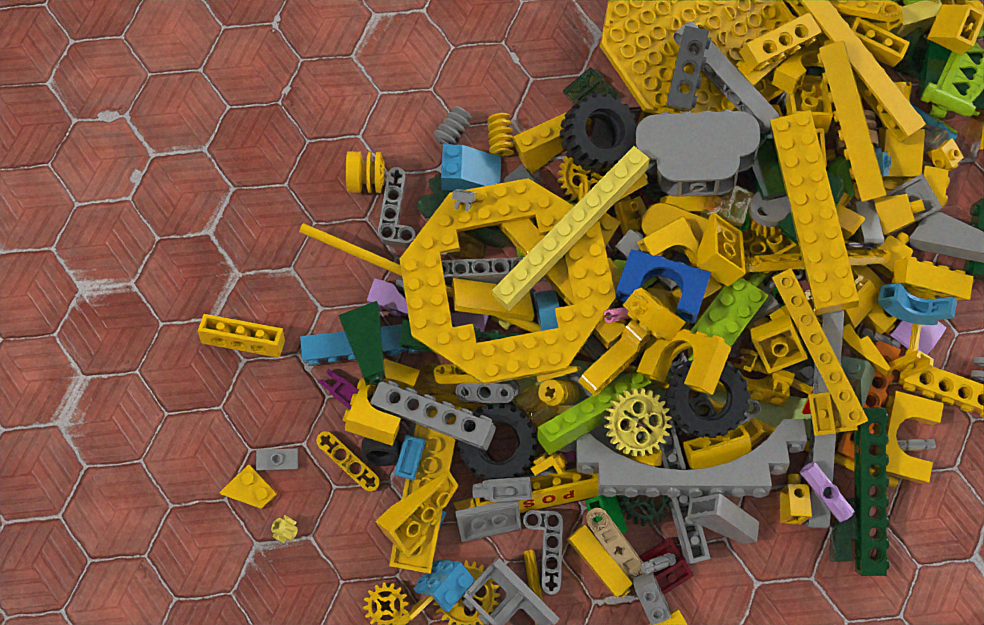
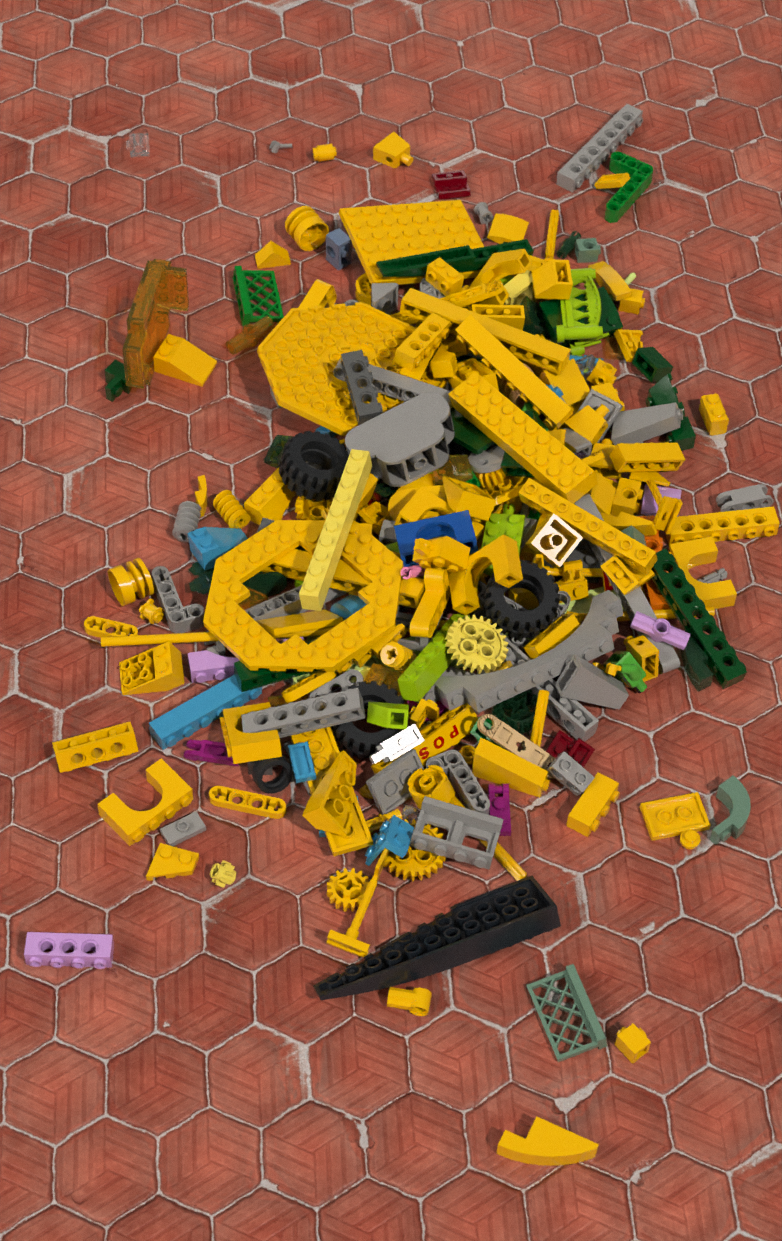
camera: 25 degrees left, 25 degrees down
(89, 513) = (59, 943): none -> lavender brick
(286, 420) = (133, 824): none -> yellow arch
(311, 205) = (104, 624): none -> yellow beam
(336, 276) = (152, 670): none -> yellow slope
(364, 336) = (210, 694): dark green slope -> none
(369, 212) = (151, 612): none -> yellow brick
(452, 547) = (375, 823): none -> yellow axle
(463, 196) = (232, 550): light grey tile -> none
(482, 106) = (201, 495): none -> yellow slope
(484, 553) = (410, 813): none -> clear hinge
(510, 461) = (388, 715): none -> lime slope
(515, 533) = (430, 783): none -> yellow brick
(569, 591) = (500, 806): none -> magenta plate
(573, 511) = (468, 750): none -> yellow plate
(654, 526) = (539, 717): none -> yellow axle
(658, 563) = (559, 747): light grey axle -> none
(769, 515) = (625, 669): none -> bright green torso
(912, 309) = (643, 480): dark azure arch -> none

